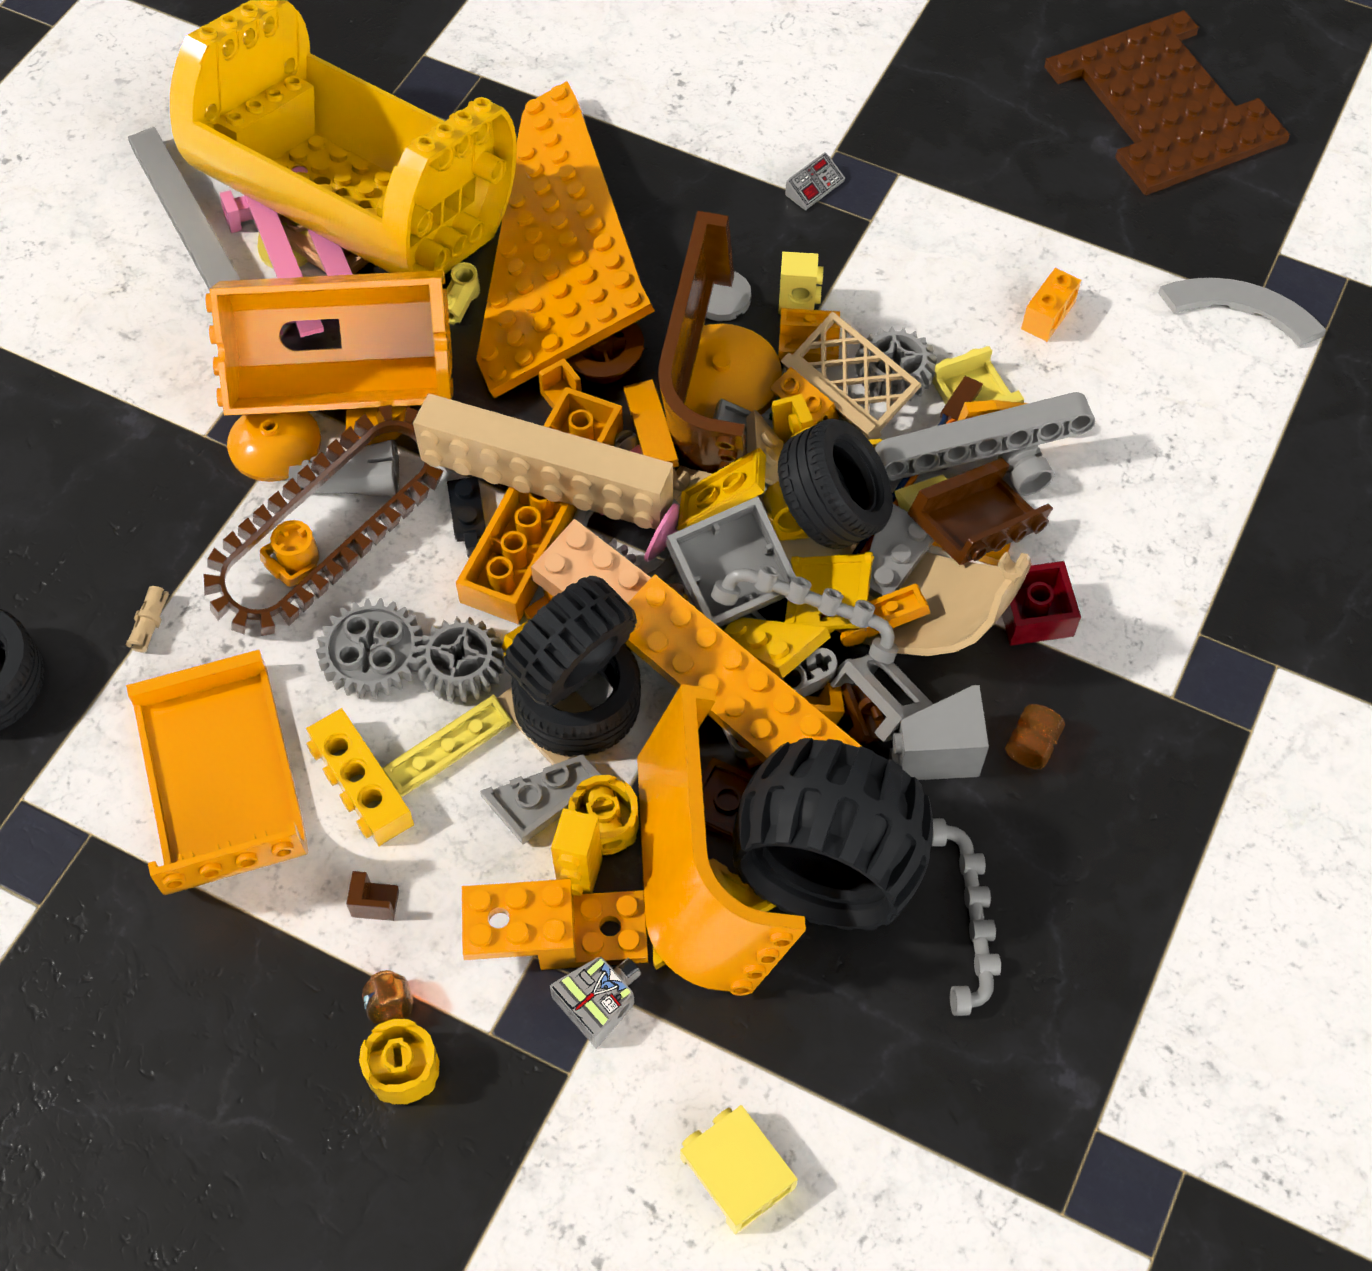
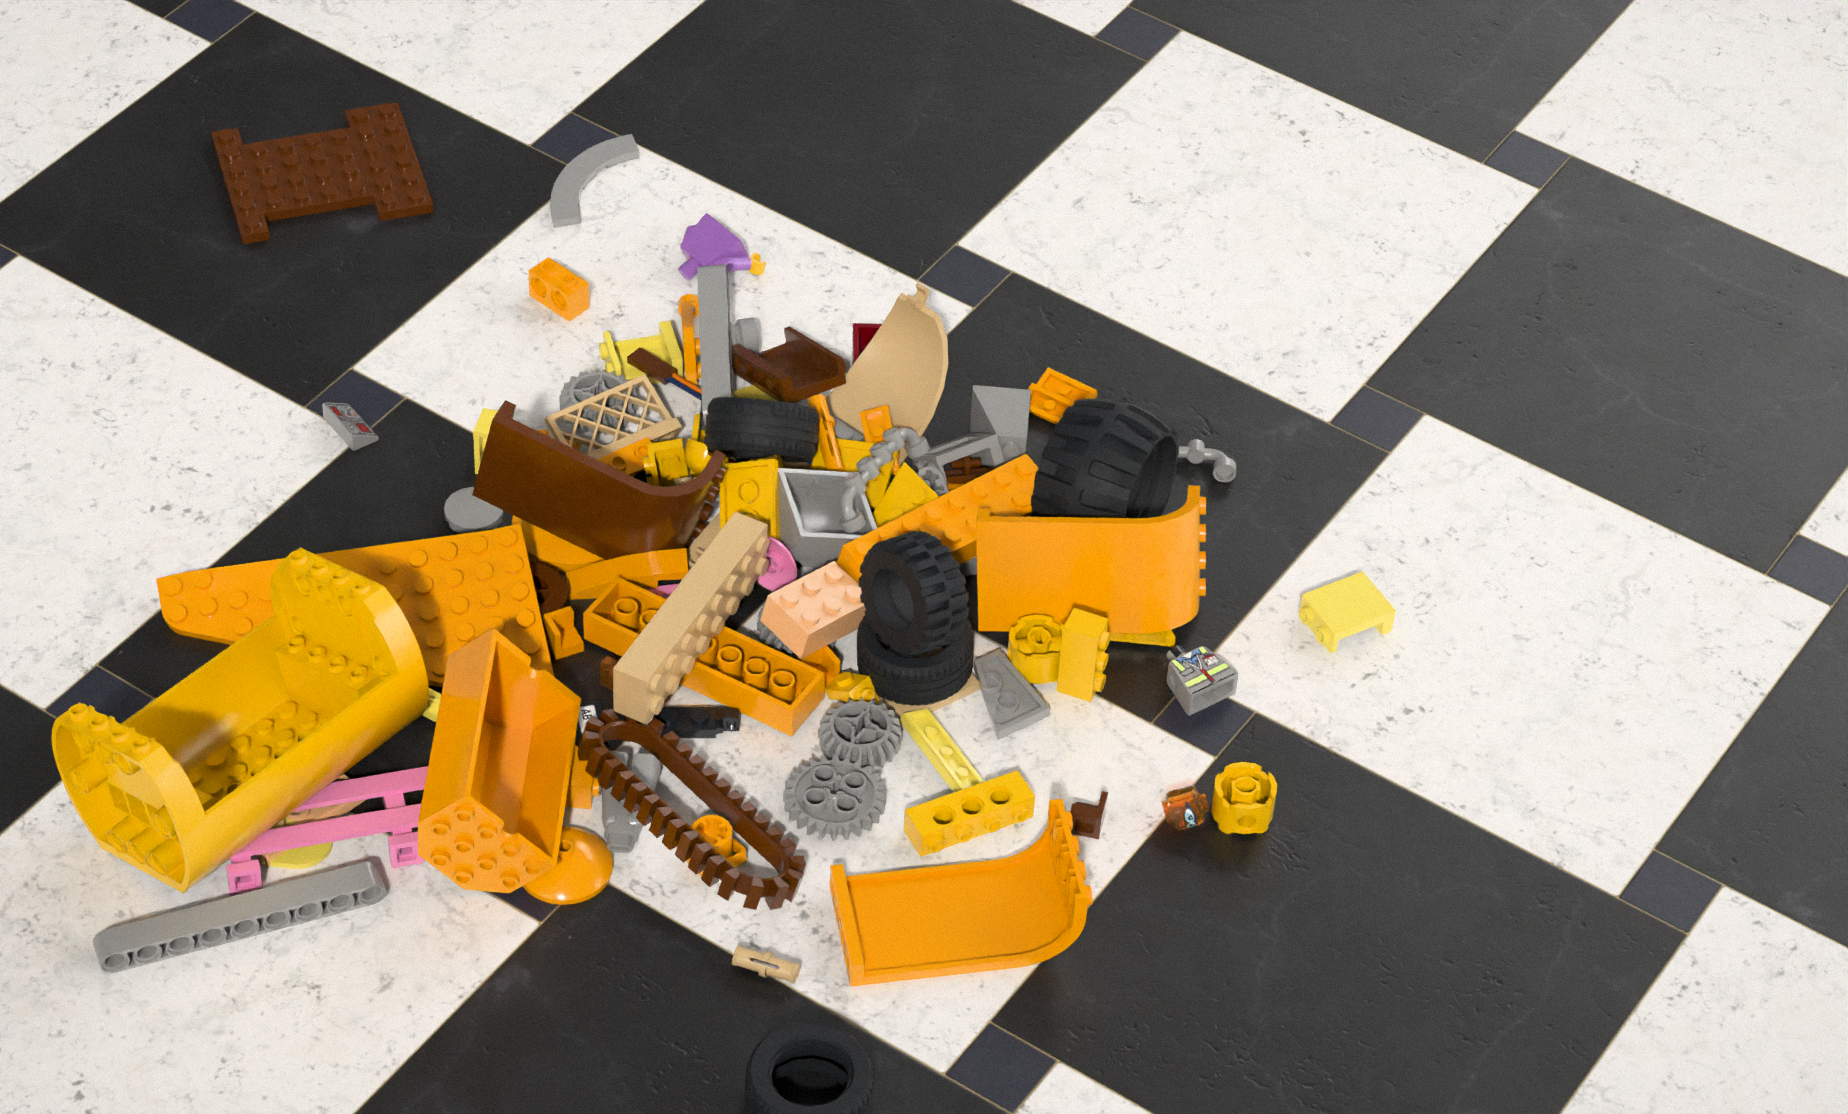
camera: 85 degrees left, 15 degrees down
(552, 924) = (1135, 691): light orange bracket -> none
(865, 551) = (826, 434): none -> light orange pin
(1034, 736) = (1000, 374): clear orange wheel -> none
(1035, 800) = (1055, 394): none -> light orange slope
(1157, 424) = (713, 244): none -> medium lavender torso

